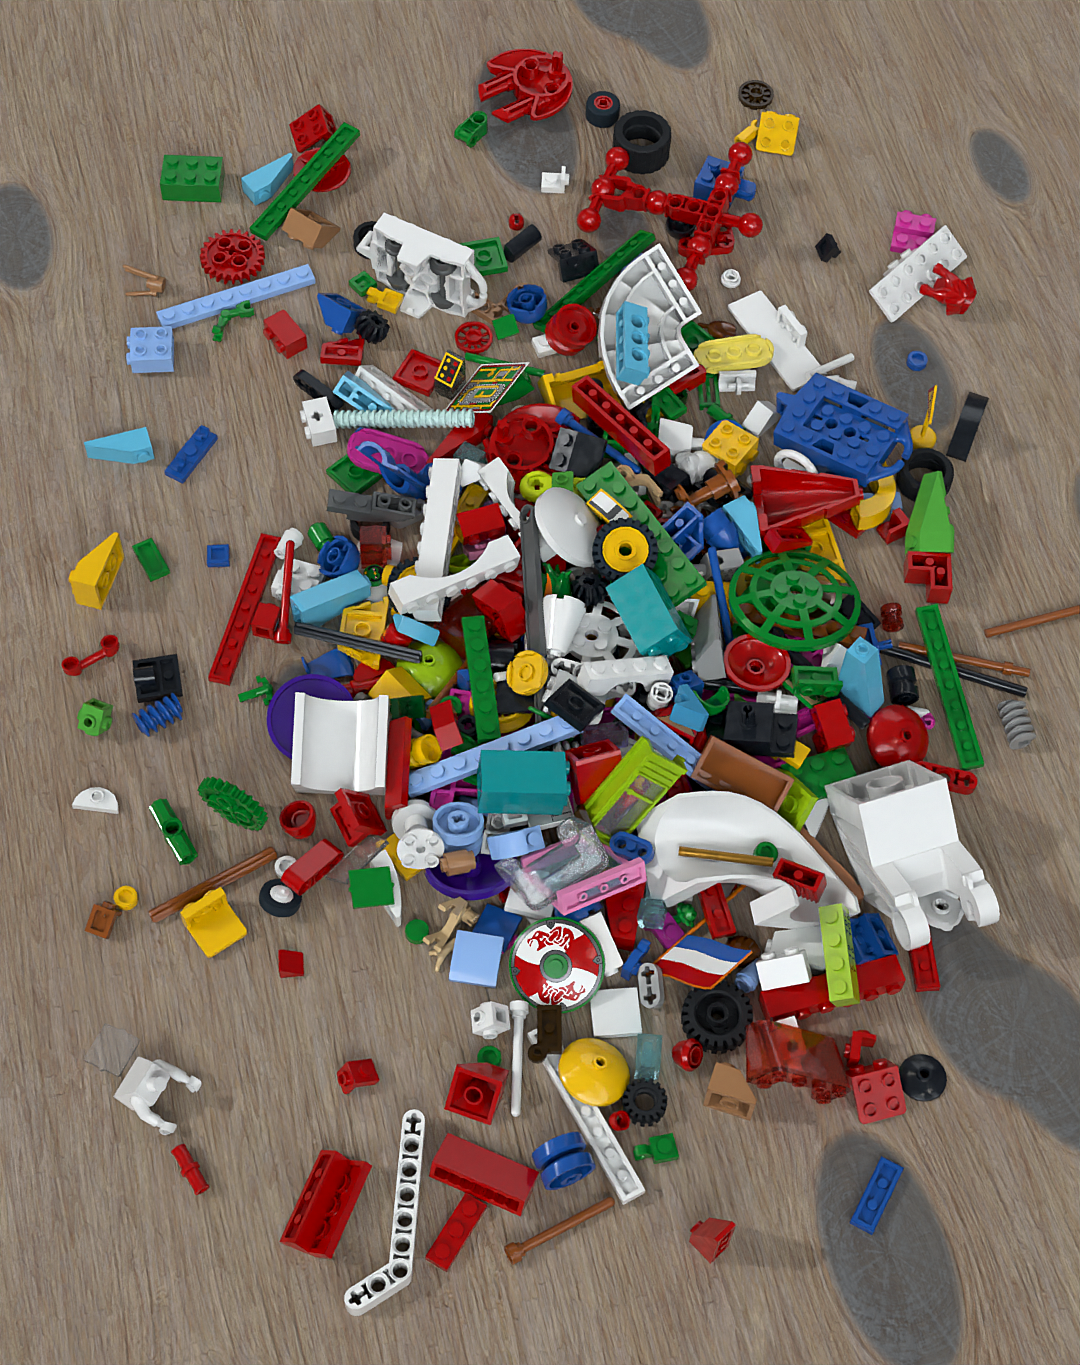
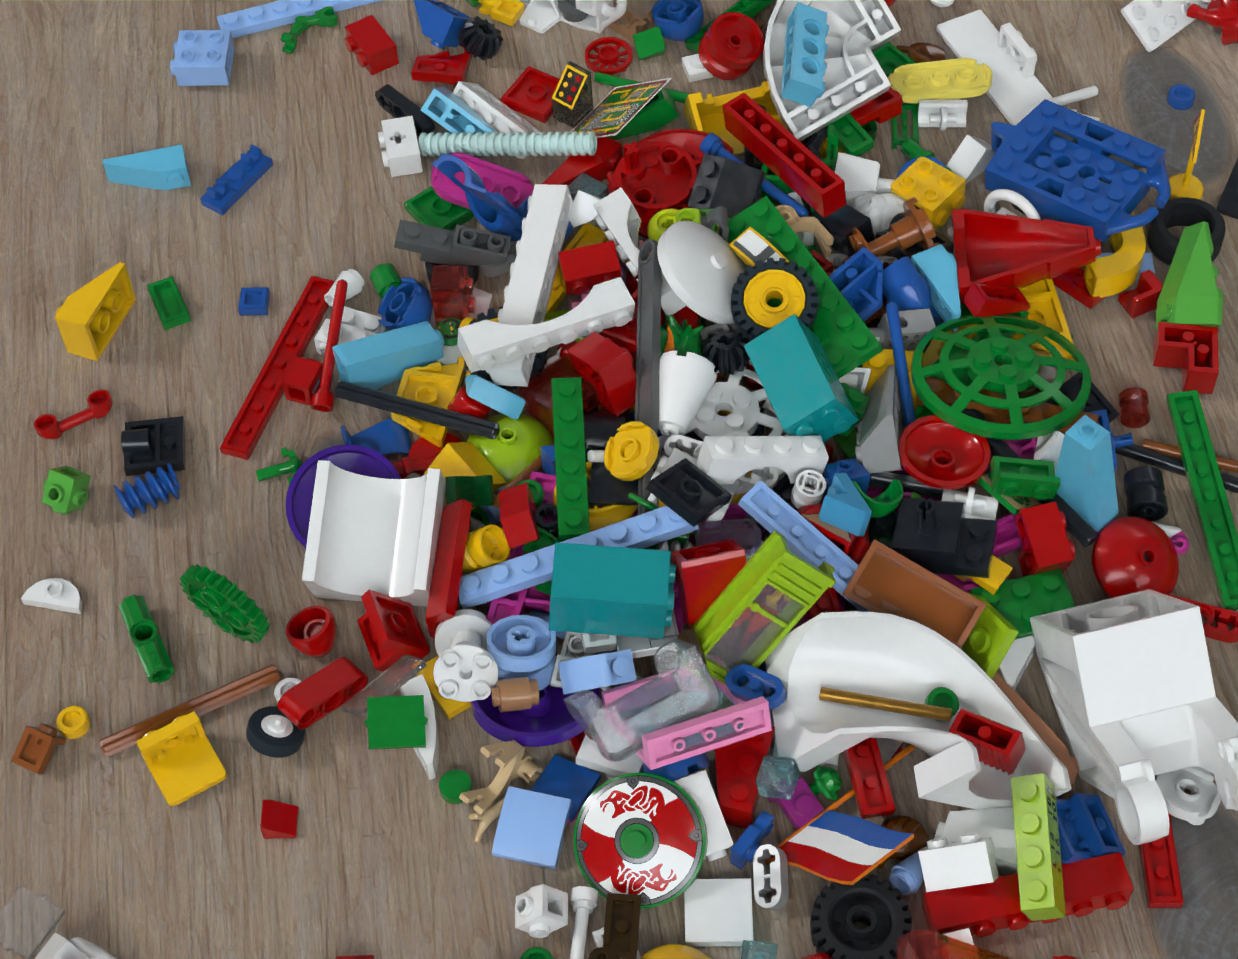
camera: 10 degrees right, 5 degrees down
(572, 481) = (716, 216): none -> dark grey leg

